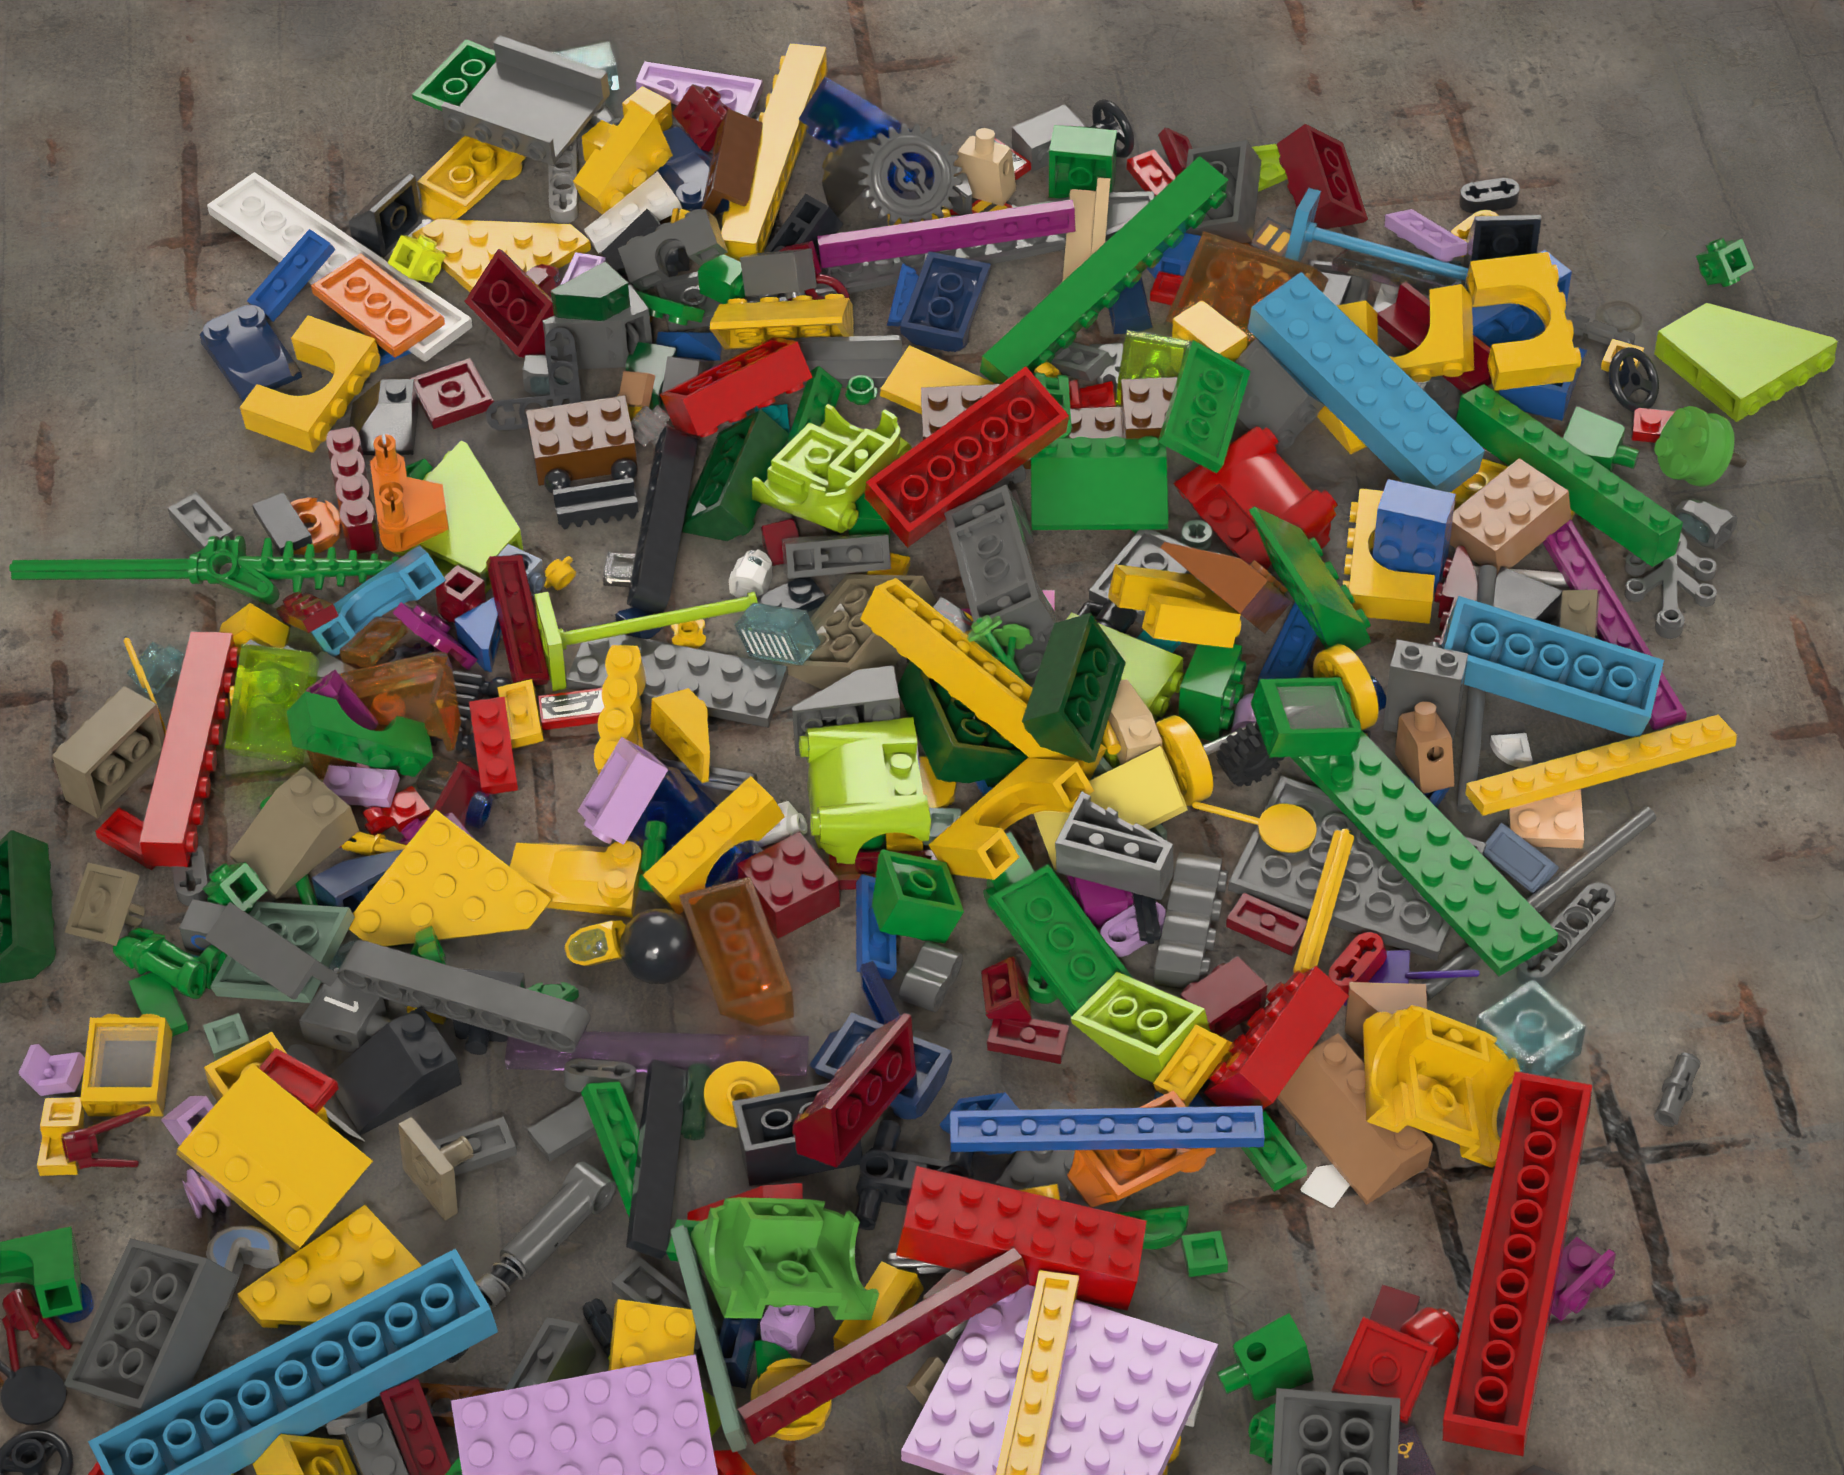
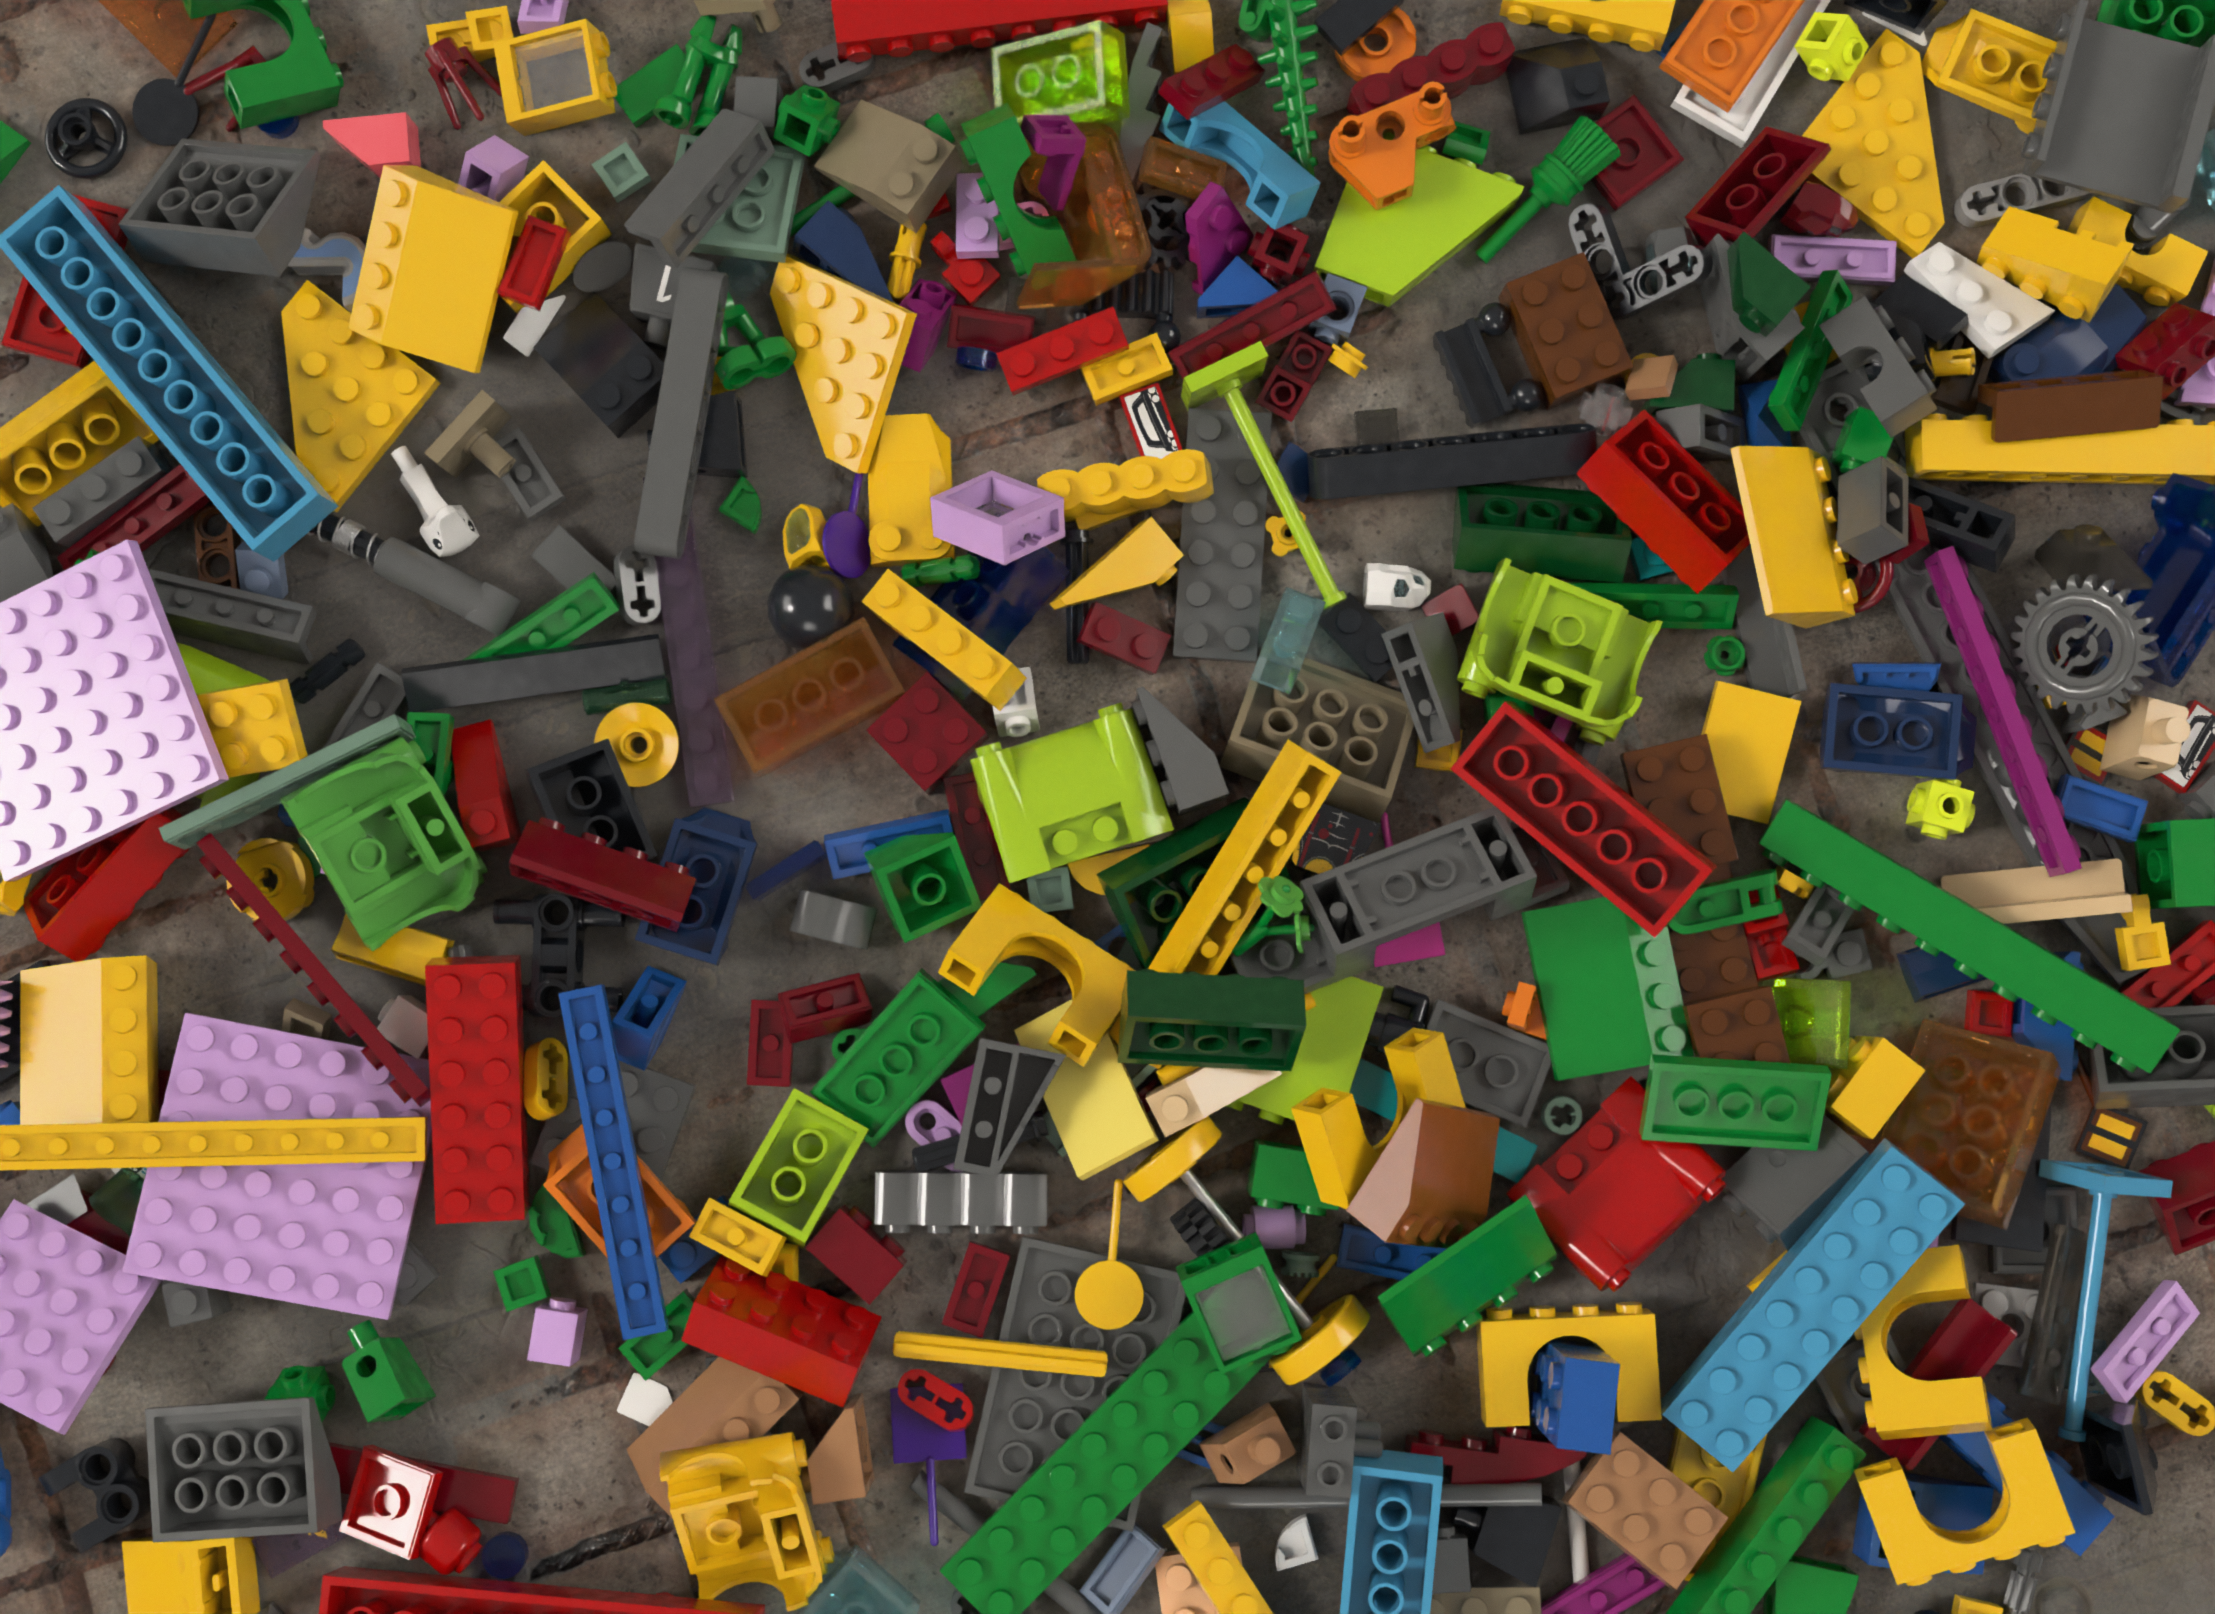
camera: 80 degrees right, 35 degrees up
(135, 1213) = (377, 139): none -> coral slope
(460, 422) = (1558, 179): none -> green piece
(490, 1364) = (261, 574): none -> sand blue bracket
(502, 1213) = (445, 527): none -> white animal
(569, 613) = (1294, 375): none -> dark red slope
(584, 914) = (847, 538): none -> dark purple piece
(744, 746) = (1123, 638): none -> dark red plate
(1009, 286) = (1927, 809): none -> neon yellow brick
(1035, 191) = (2101, 808): none -> blue tile
(1107, 536) = (1524, 1011): none -> orange bracket
(1132, 190) = (2141, 942): none -> yellow plate
(1253, 1229) = (557, 1332): none -> lavender brick
(1451, 1301) = (505, 1555): none -> clear blue tile

